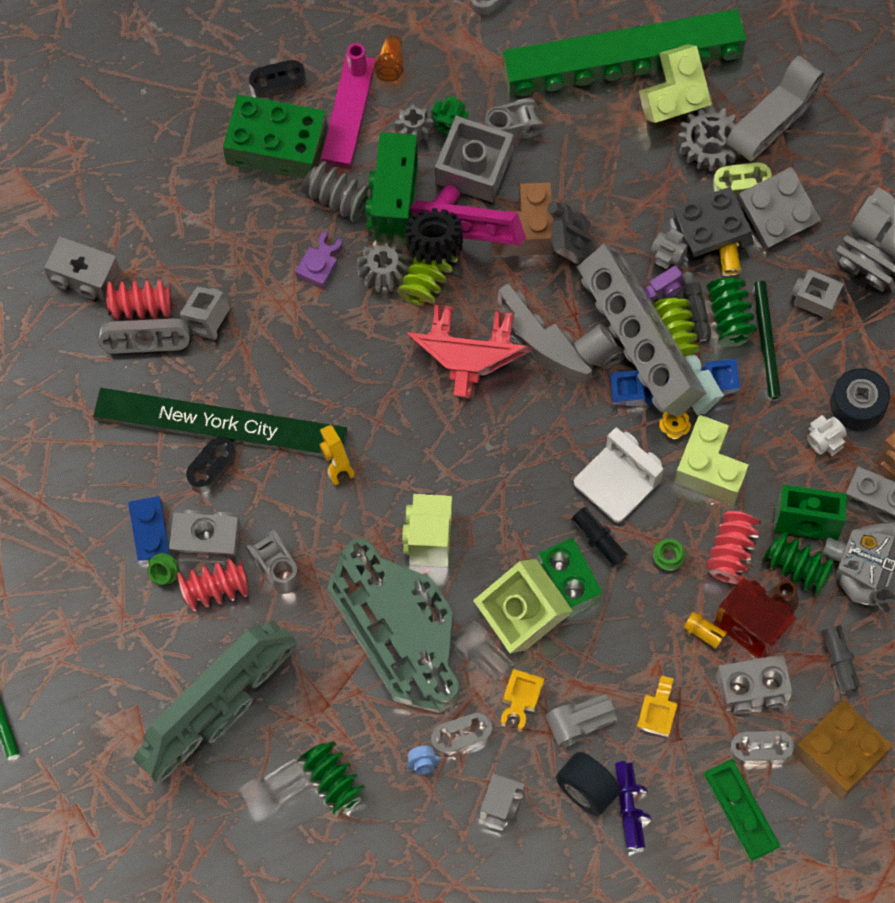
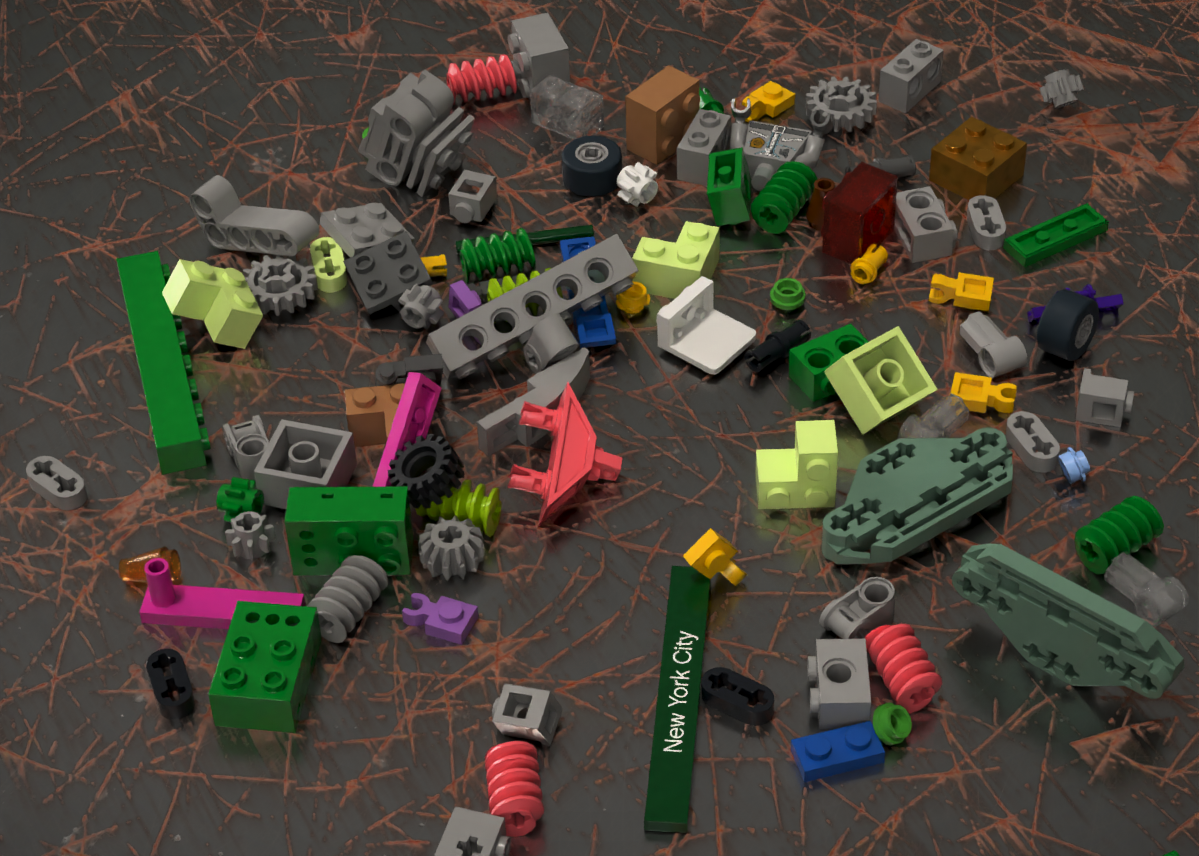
camera: 95 degrees left, 25 degrees down
(121, 328) = (565, 778): light grey beam -> none
(730, 546) = (775, 242): coral piece -> none

